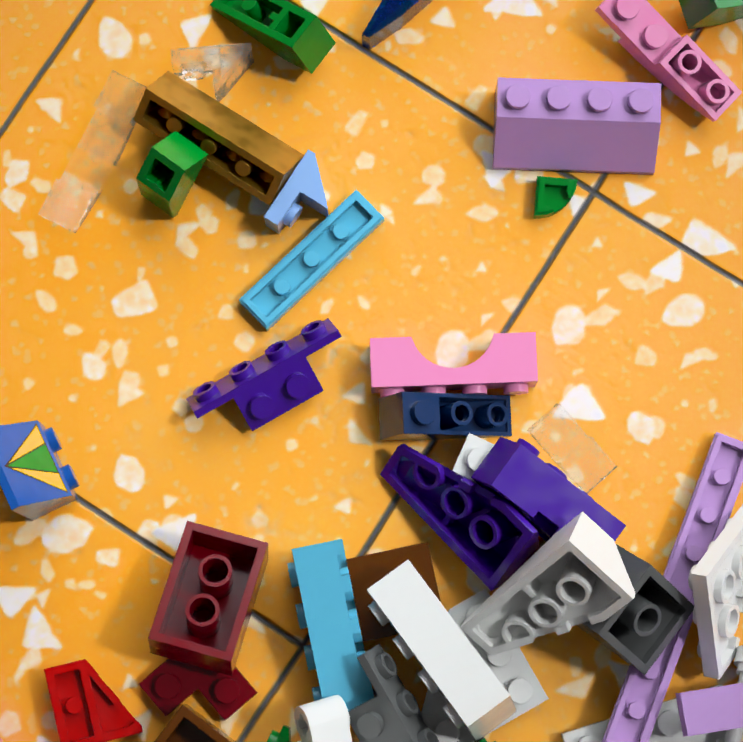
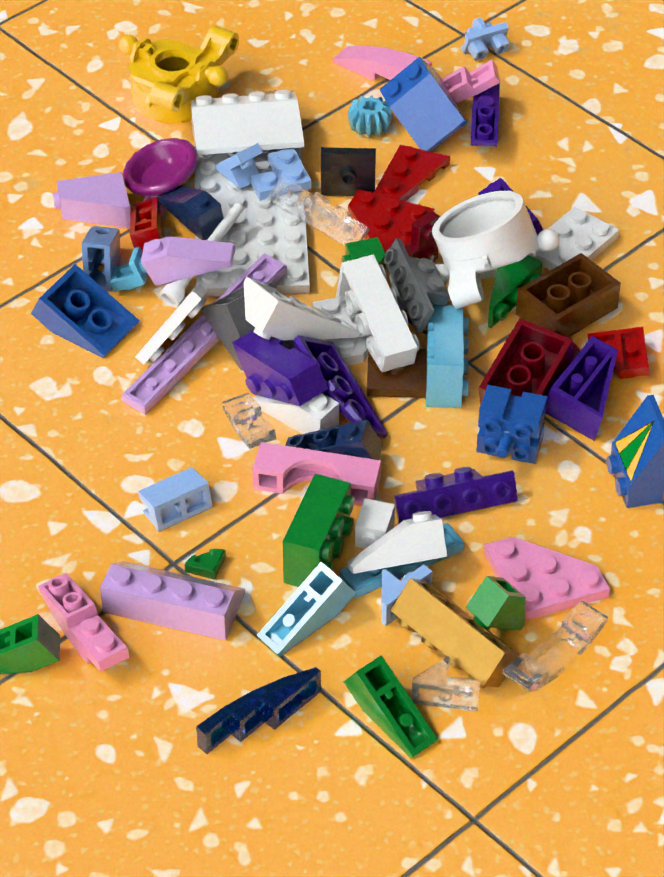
camera: 165 degrees left, 35 degrees down
(124, 602) = (583, 388): none -> dark purple wedge
(131, 272) = (545, 576): none -> bright pink plate
(213, 491) = (511, 424): none -> blue brick
(313, 241) = (406, 543): none -> white slope
(356, 293) = (373, 522): none -> white brick
(404, 139) = (307, 610): none -> medium azure slope
(419, 242) = (317, 528): none -> green brick
(623, 279) = (176, 498): none -> light blue hinge

